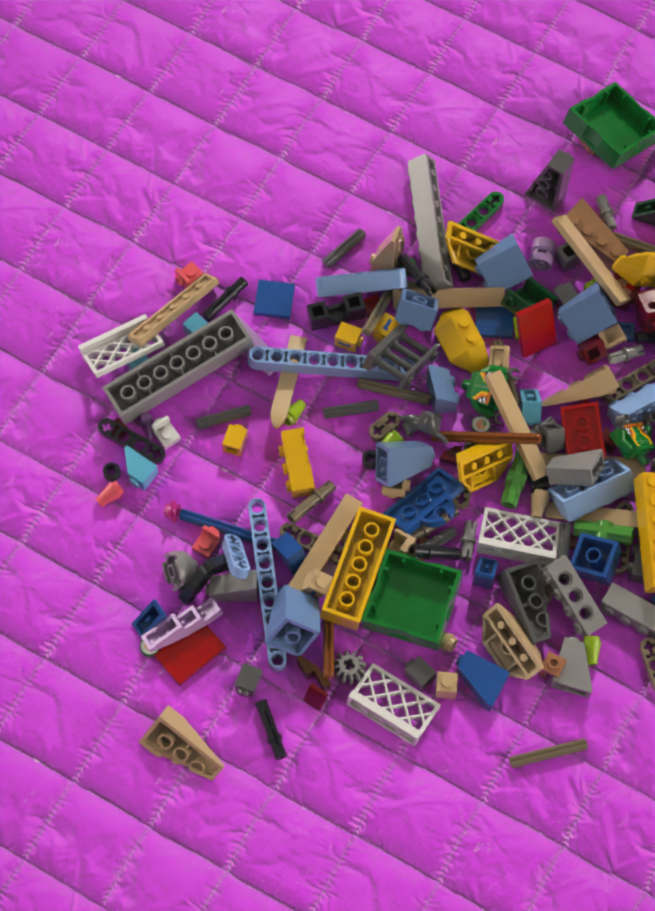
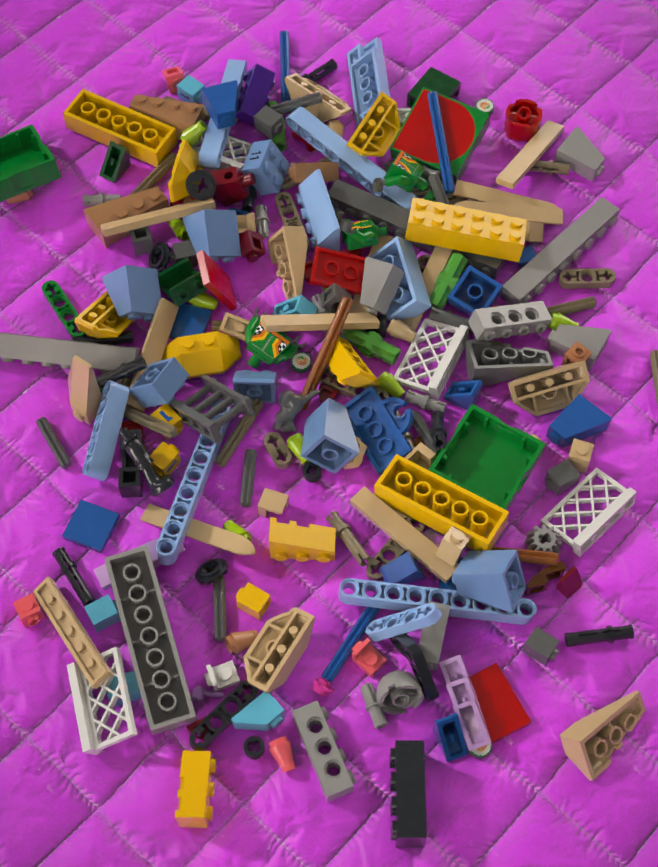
camera: 75 degrees left, 5 degrees down
(66, 435) = (196, 789): none -> yellow wedge
(92, 593) = (409, 796): none -> black brick
(122, 513) = (332, 786): none -> light grey brick
(157, 560) = (376, 712): none -> light grey axle
(192, 467) = (278, 649): none -> tan wedge
(198, 439) = (239, 641): none -> nougat cone
(247, 397) = (211, 571): none -> black gear
(328, 432) = (273, 502): none -> tan panel
(331, 318) = (143, 460): none -> black piece
(476, 505) = (390, 385): none -> lime cone
(542, 254) = (127, 256): lavender wheel -> none
(553, 181) = (56, 225): dark grey wedge -> none
(554, 277) = (160, 249): none -> black gear
(614, 653) = (573, 306): none -> dark tan axle
(628, 280) = (193, 189): none -> black gear

